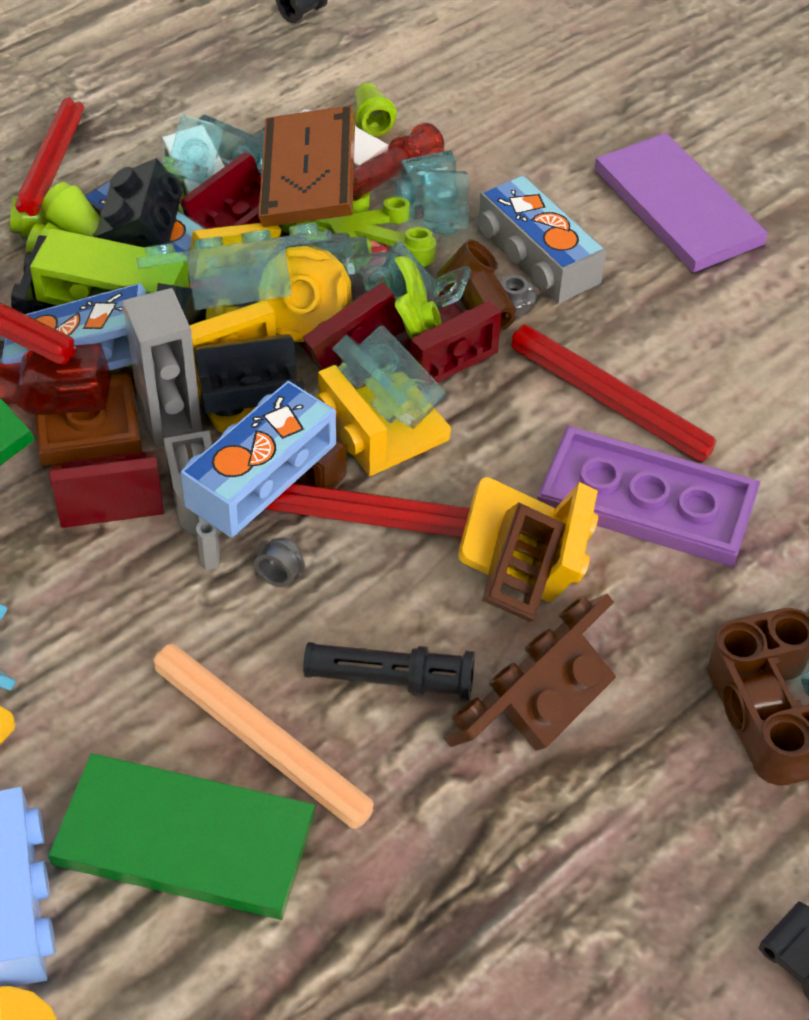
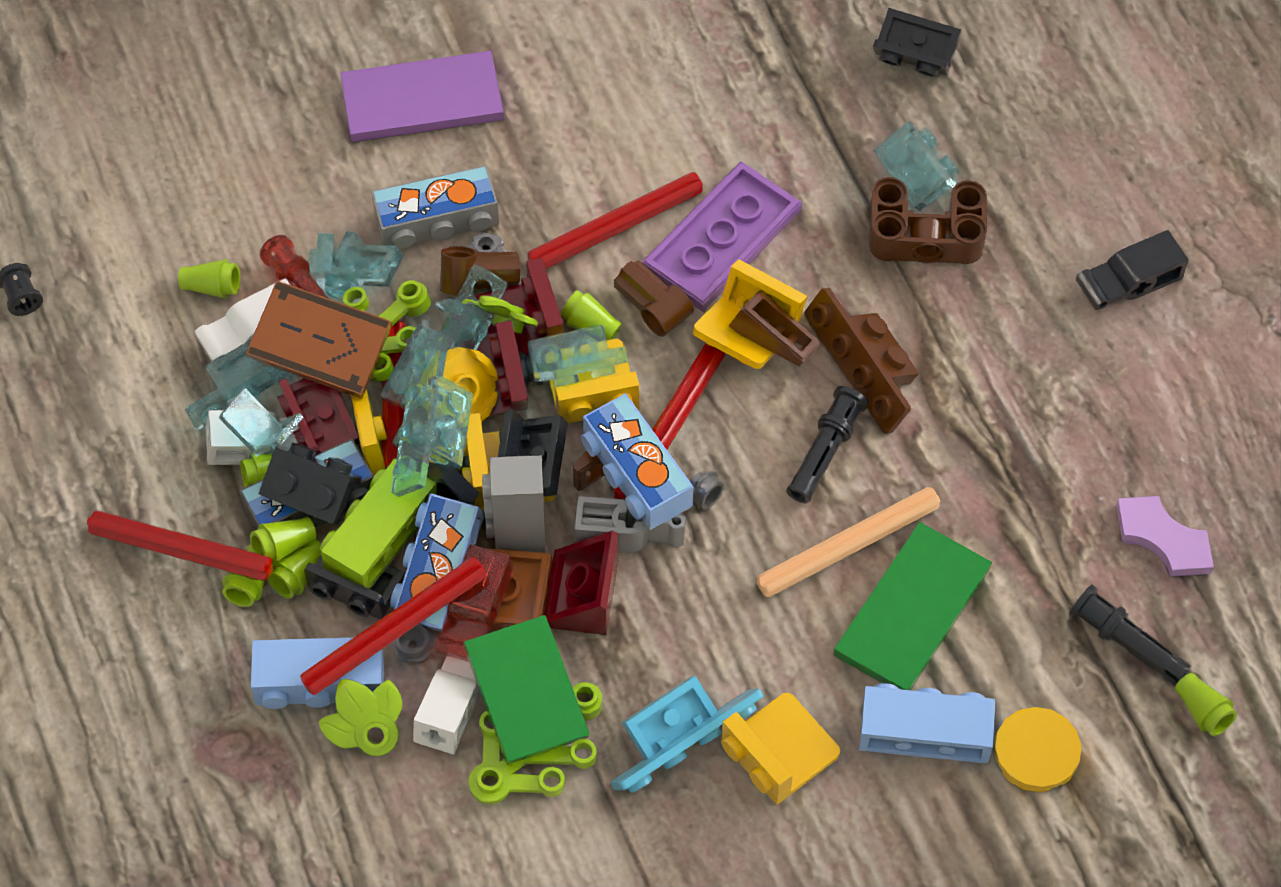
camera: 70 degrees left, 10 degrees up
(468, 395) = (585, 311): none -> lime cone
(517, 452) = (659, 305): none -> reddish brown piece

